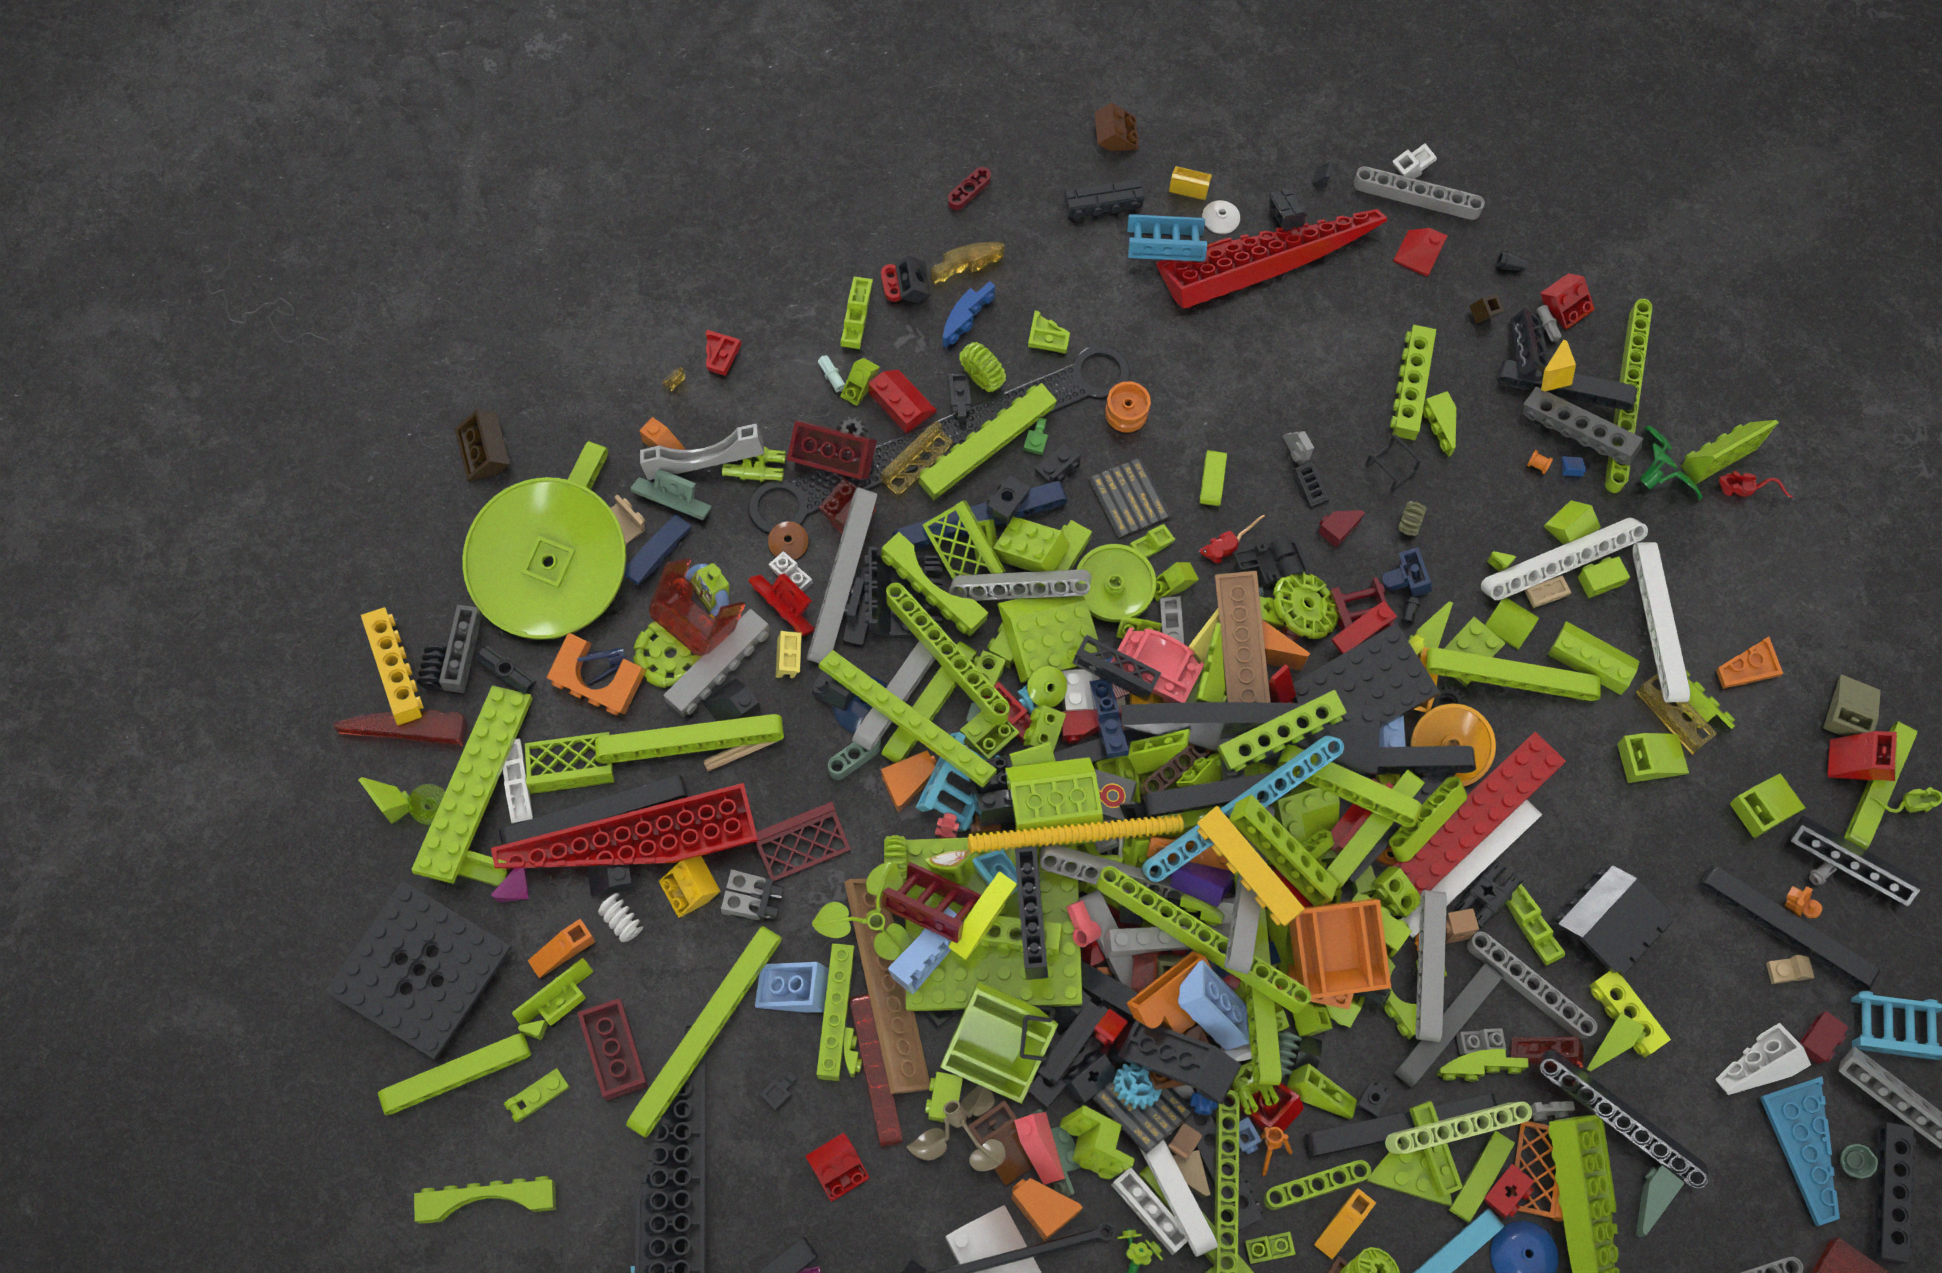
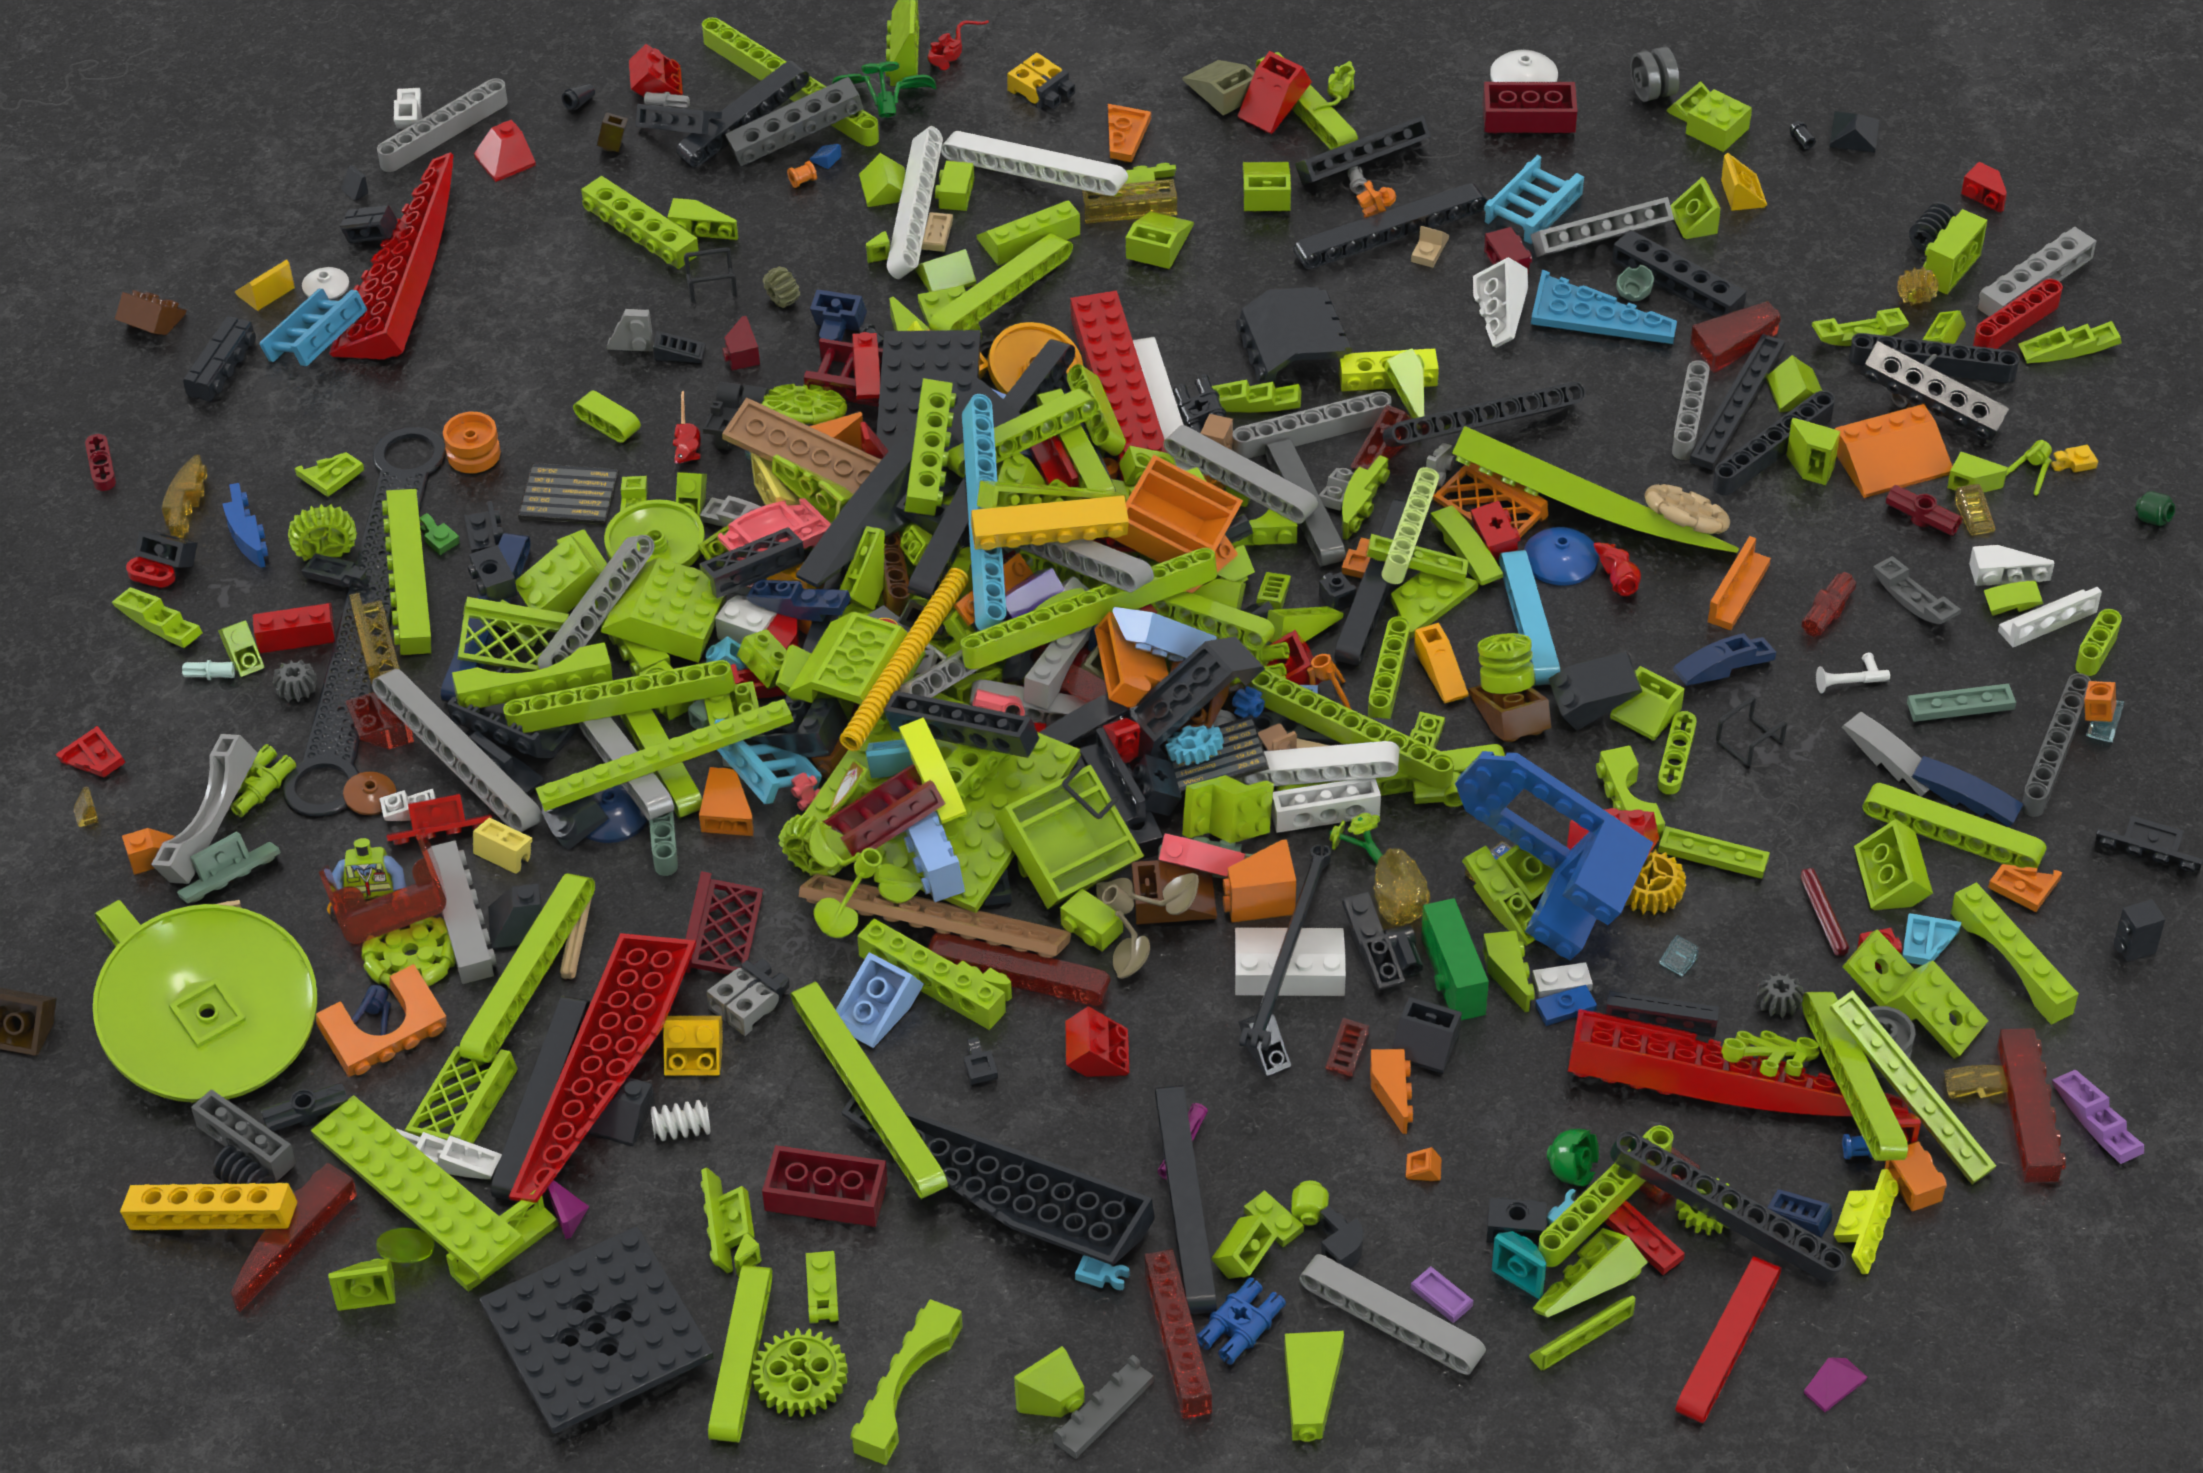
camera: 55 degrees left, 20 degrees down
(477, 1126) = (799, 1372): none -> lime gear
(561, 948) = (674, 1187): orange slope -> none
(656, 549) = (279, 903): dark blue slope -> none
(831, 450) = (304, 695): dark red brick -> none
(1038, 685) = (723, 630): lime dish -> none
(1328, 1055) = (1268, 592): none -> lime slope
(1412, 1097) = (1357, 560): none -> orange plate
(1560, 369) = (728, 96): yellow slope -> none
(1656, 1196) = (1572, 435): sand green slope -> none
(1757, 573) = (1040, 83): none -> hips

